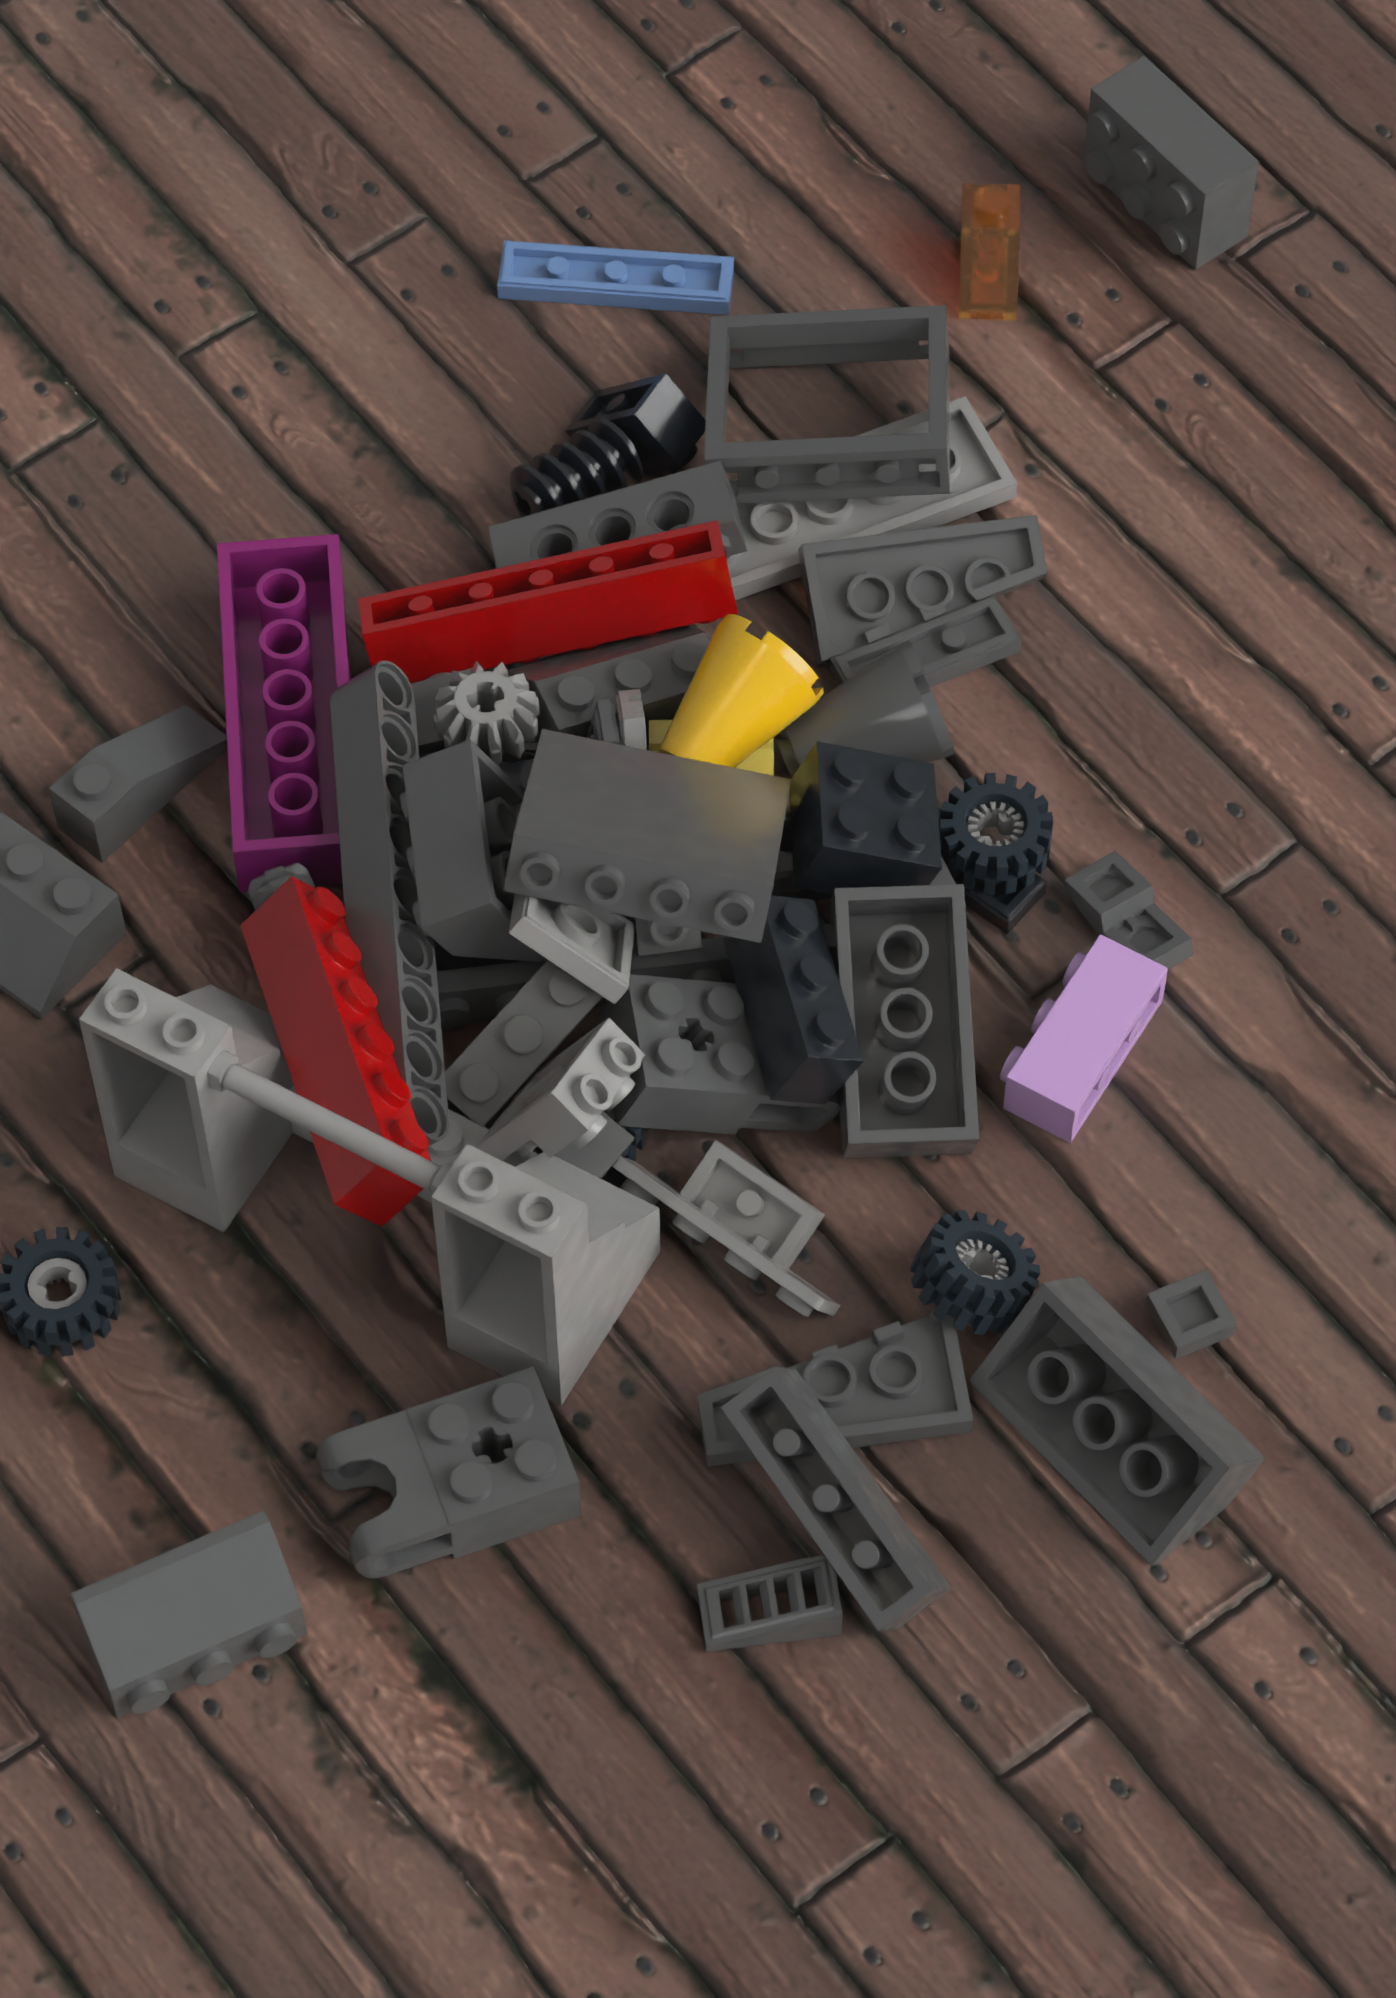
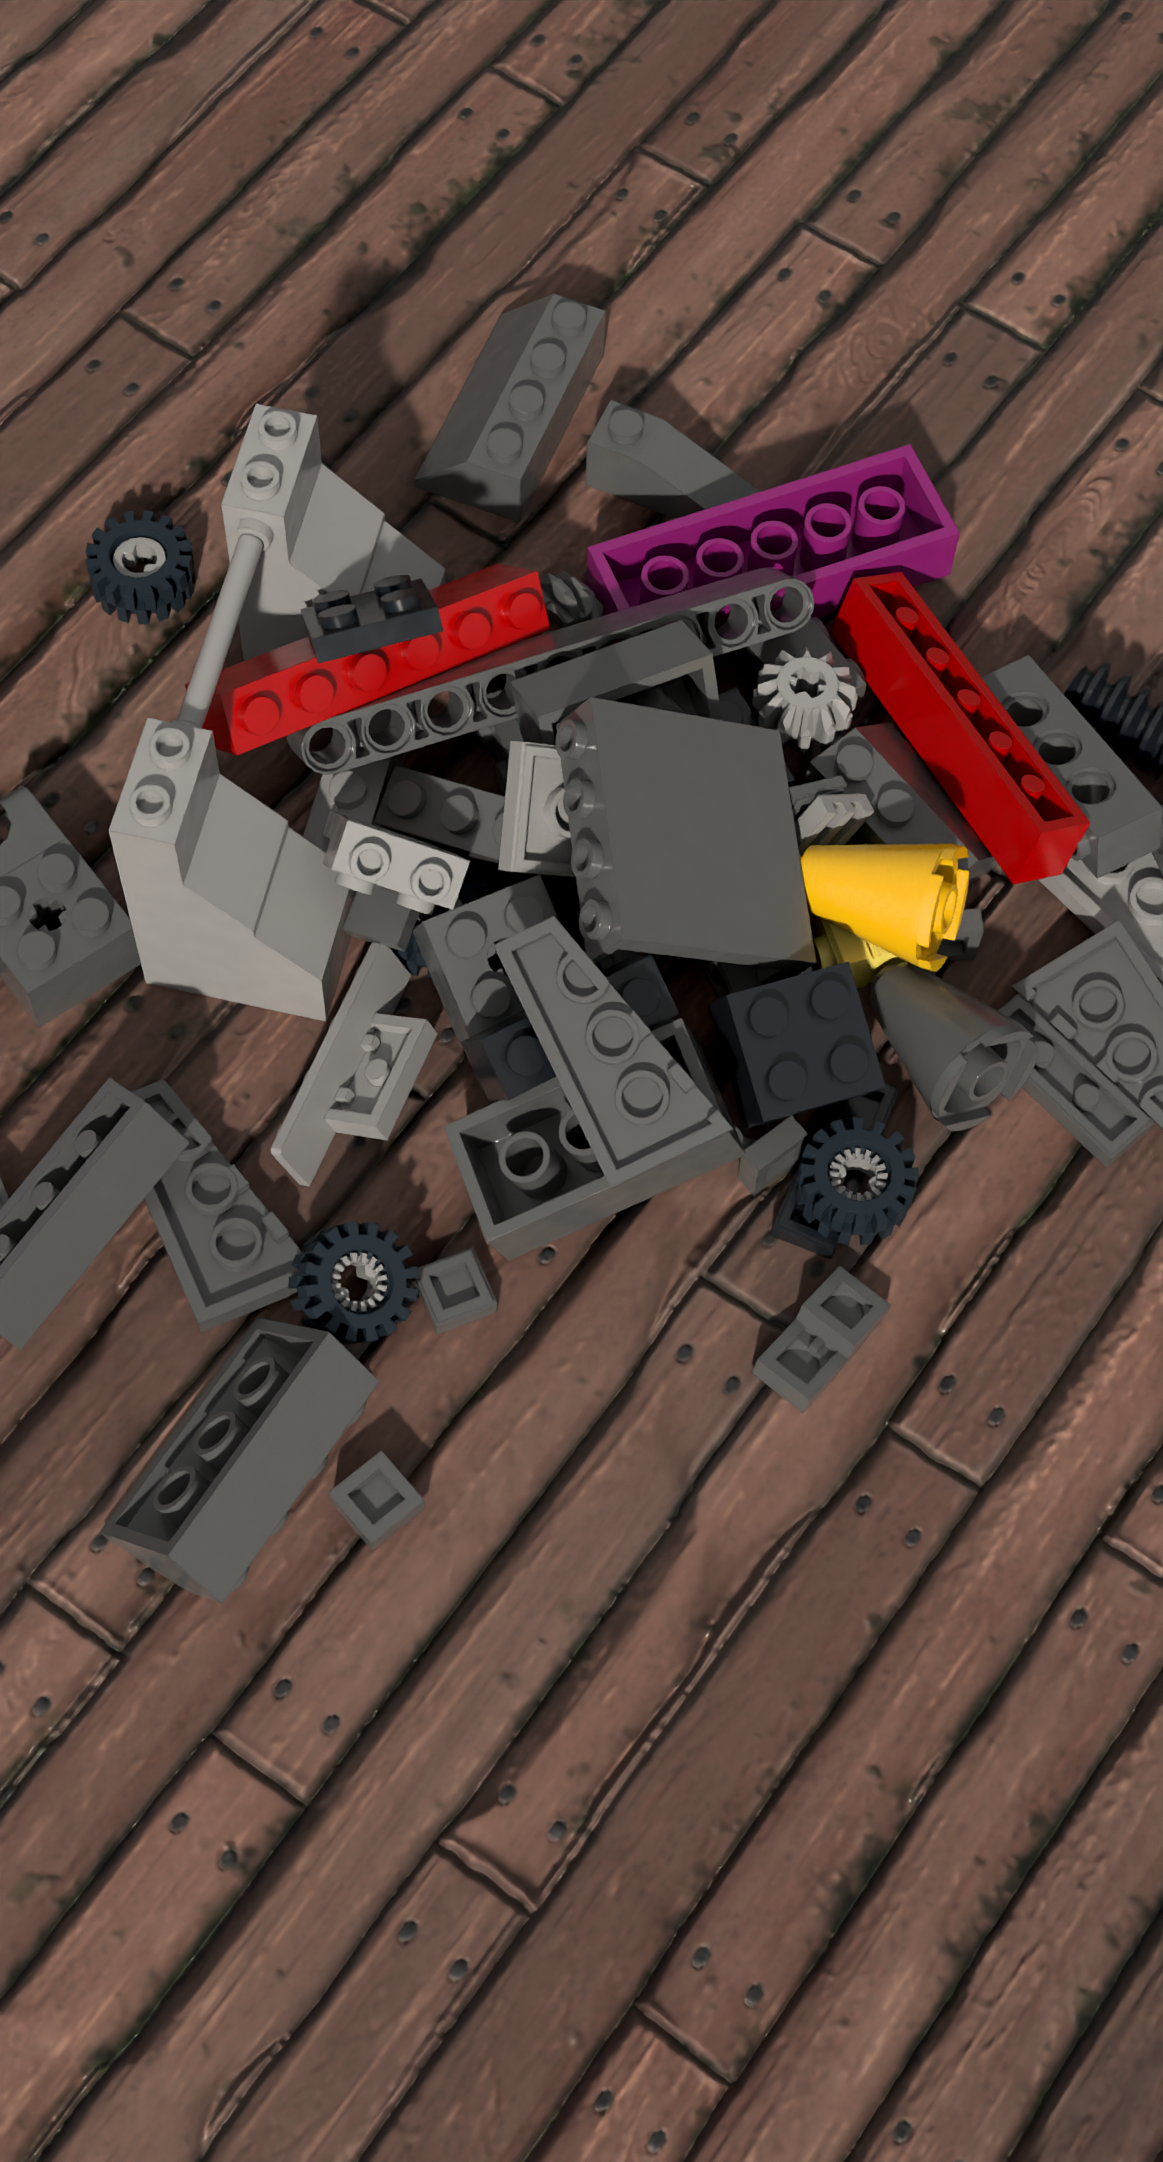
camera: 70 degrees right, 5 degrees up
(327, 1014) = (374, 619): none -> black plate
(879, 951) = (613, 1070): none -> dark grey wing
(995, 1194) = (455, 1291): none -> dark grey tile
(1082, 1037) = (658, 1324): lavender brick -> none

